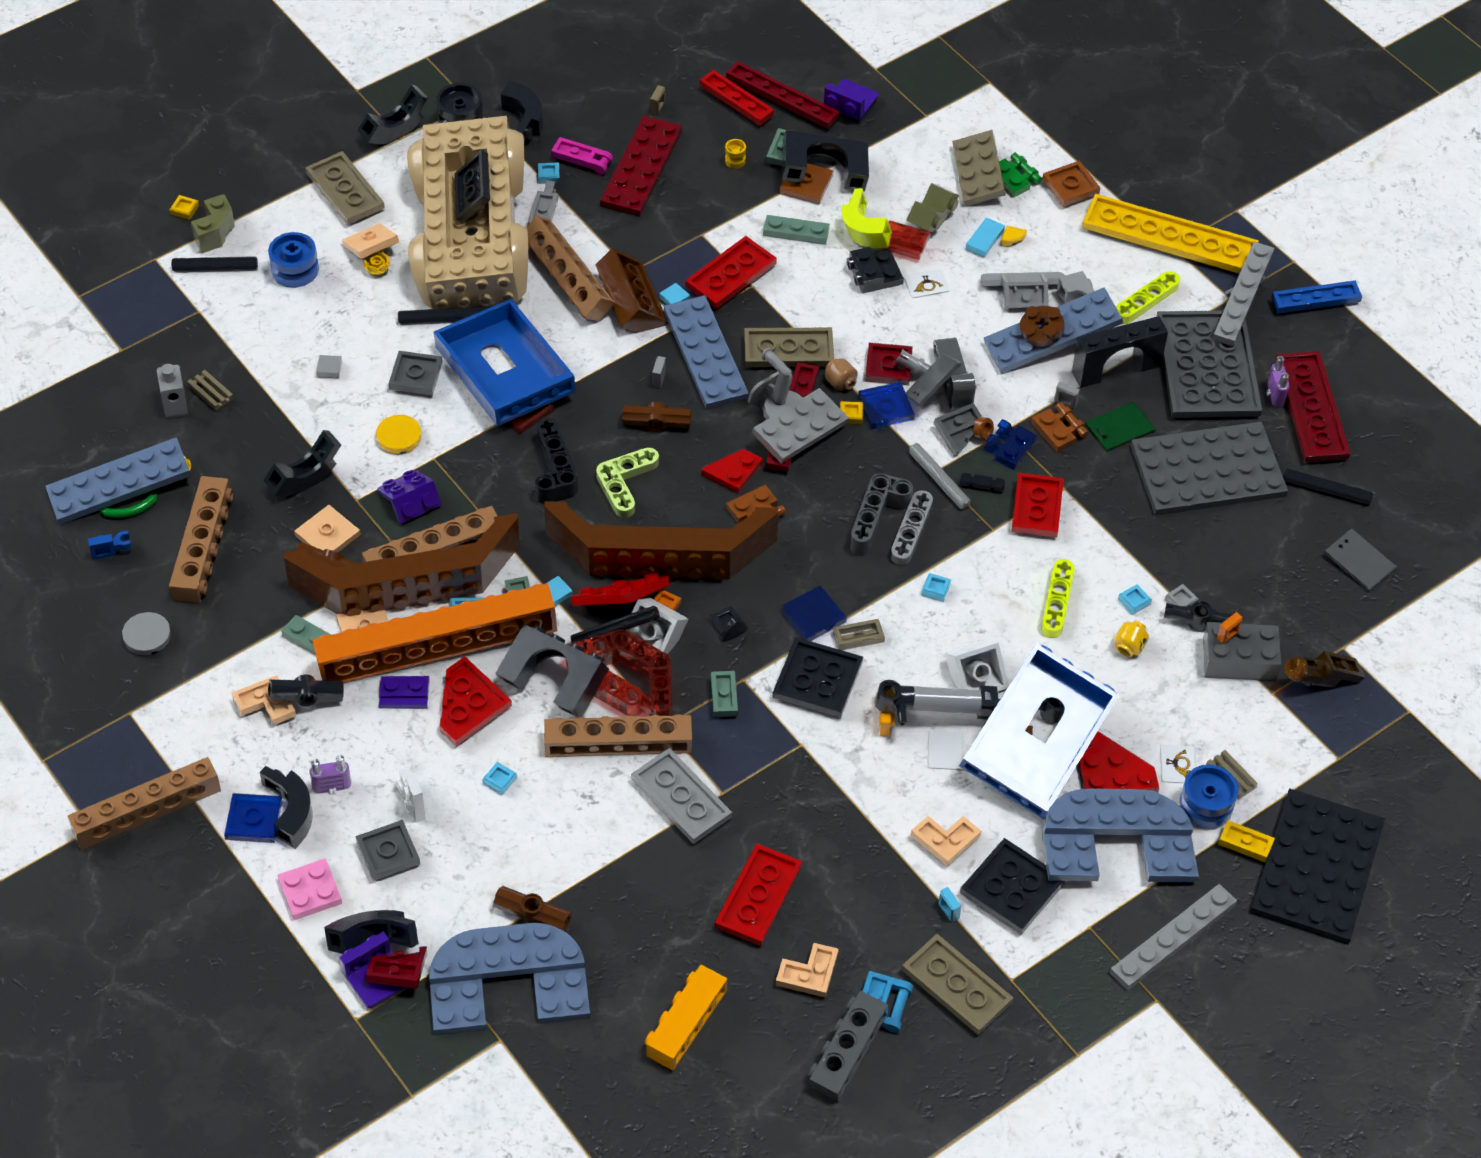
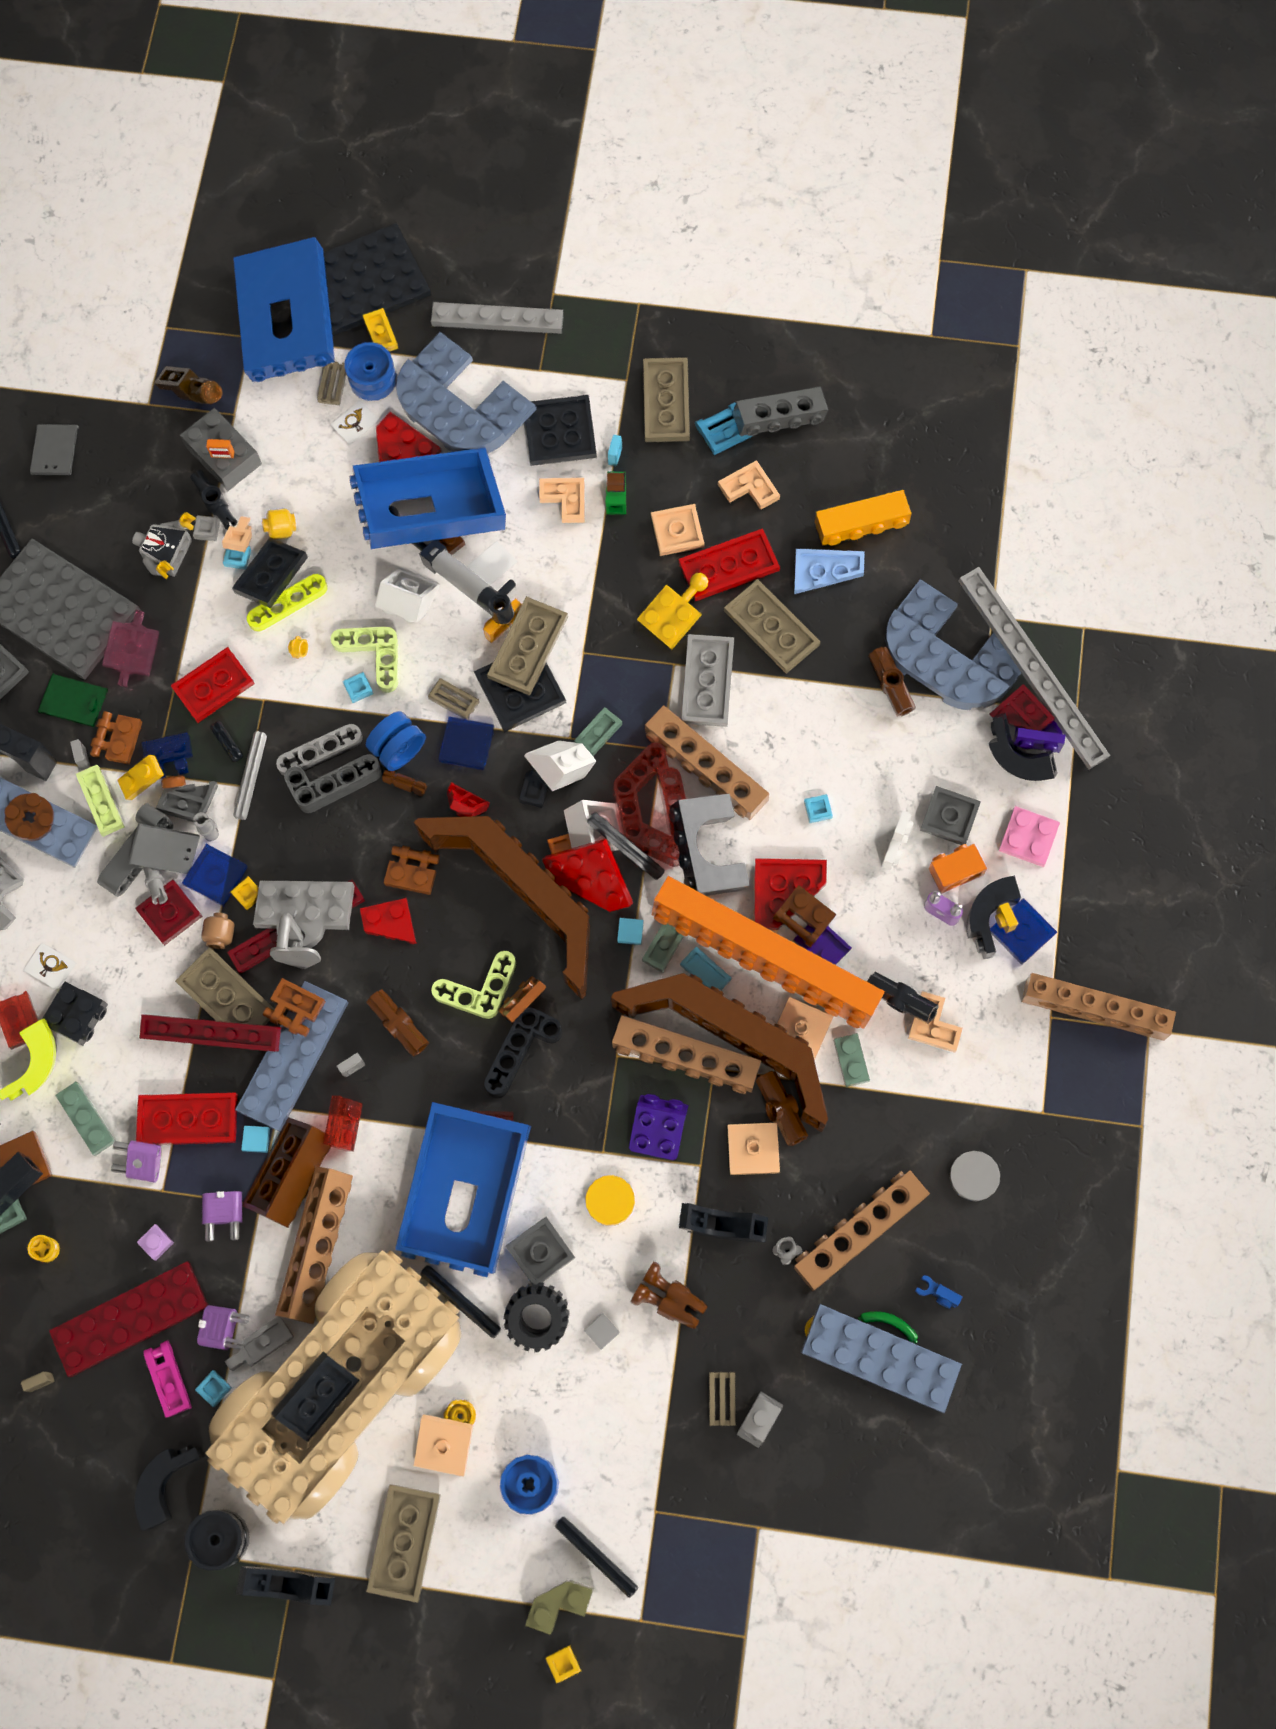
camera: 130 degrees left, 20 degrees up
(248, 489) = (783, 1245): none -> light grey plate
(272, 802) = (1005, 918): none -> yellow plate
(294, 410) = (674, 1302): none -> reddish brown piece
(346, 815) = (957, 867): none -> orange brick
(378, 333) = (532, 1337): none -> black tyre
(423, 1006) = (1034, 668): none -> light grey plate
(433, 694) = (807, 909): none -> reddish brown plate
(579, 195) = (218, 1327): none -> medium lavender piece
(584, 485) = (526, 994): none -> dark orange plate
(625, 337) = (342, 1123): none -> clear red plate
(650, 249) = (222, 1209): none -> medium lavender piece
(672, 207) = (155, 1242): none -> lavender plate
(673, 876) = (772, 626): none -> dark tan plate
(680, 955) = (826, 567): none -> light blue wing
(727, 642) = (561, 763): none -> white slope
(732, 230) = (142, 1160): none -> medium lavender piece
(733, 370) = (296, 1000): none -> dark orange plate
(762, 818) = (670, 614): none -> yellow plate
(764, 567) = (464, 802): none -> red wing
(771, 315) = (210, 1032): none -> dark red plate
(827, 554) = (404, 782): none -> reddish brown axle
(830, 887) = (677, 529): none -> light nougat plate
(841, 698) = (527, 645): none -> dark tan plate
(861, 561) = (395, 740): none -> blue wheel
(910, 873) = (616, 492): none -> leg
(923, 413) = (206, 826): none -> light grey pin
(951, 623) = (381, 648): none -> yellowish green beam
(1008, 411) = (140, 777): none -> yellow plate
(1010, 574) = (298, 647): none -> yellow plate
(1018, 383) = (100, 800): none -> yellowish green plate
(1092, 599) = (270, 572): none -> black plate
(1121, 478) = (131, 648): none -> clear pink plate
(1147, 601) = (238, 537): none -> light nougat plate
(1187, 554) = (165, 545): none -> torso
(1364, 805) = (275, 275): none -> blue panel

